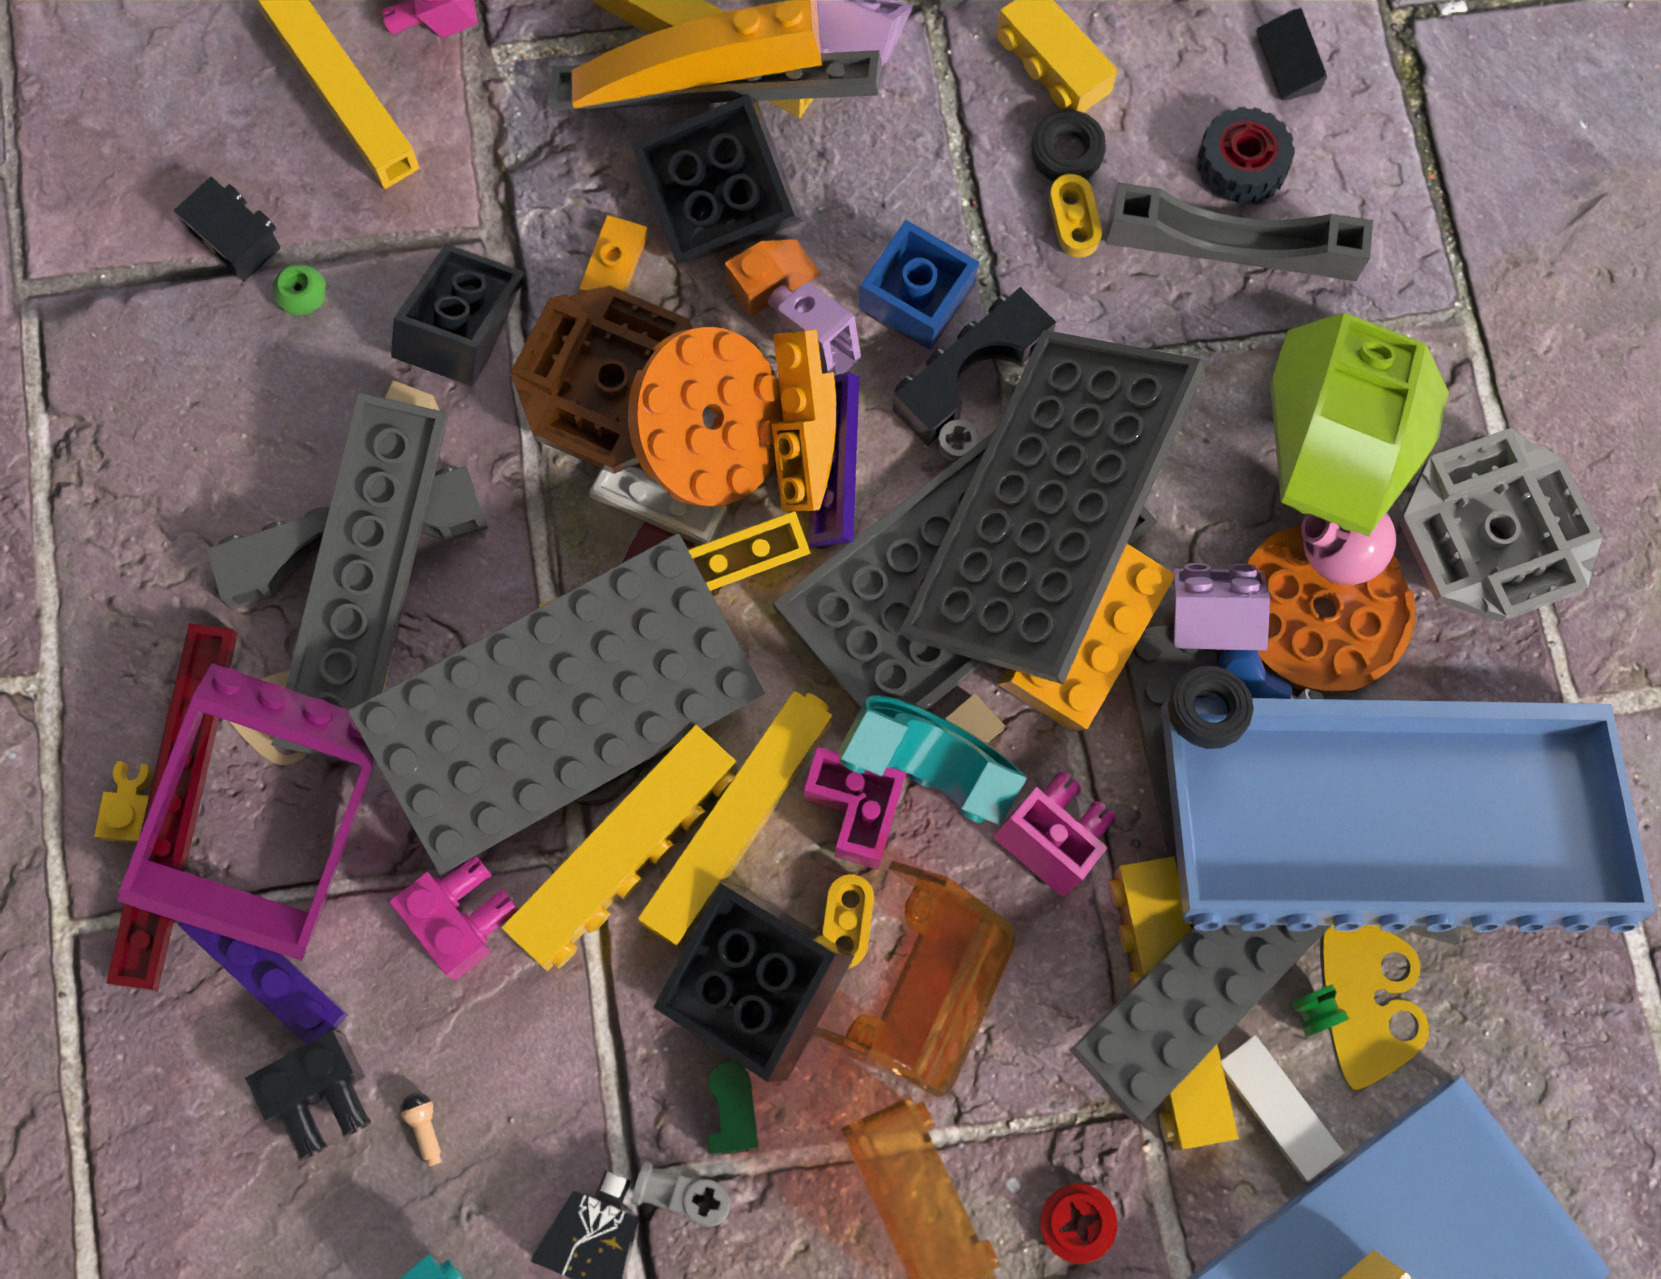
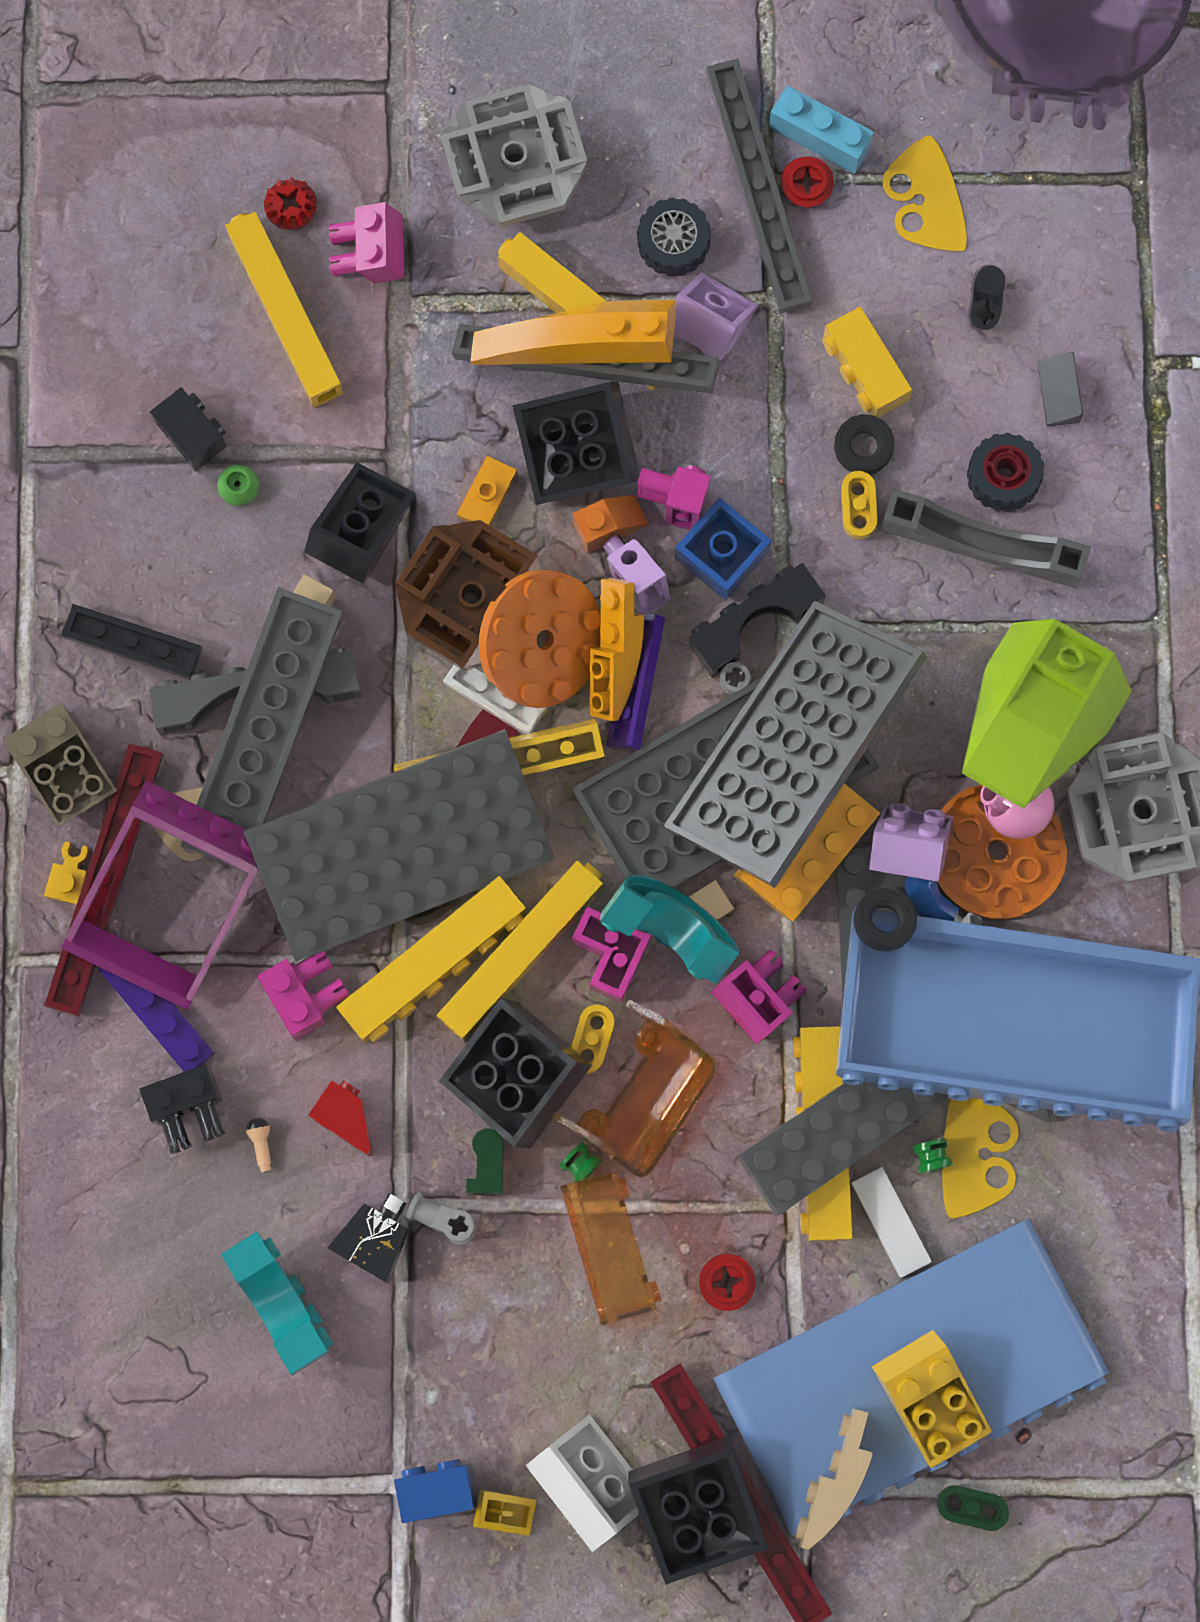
camera: 15 degrees right, 5 degrees up
(97, 661) = (60, 765): none -> dark tan slope
(180, 496) = (131, 641): none -> black plate
(530, 1072) = (344, 1115): none -> red slope
(853, 224) = (682, 494): none -> dark pink brick
(861, 1093) = (583, 1165): none -> green wheel

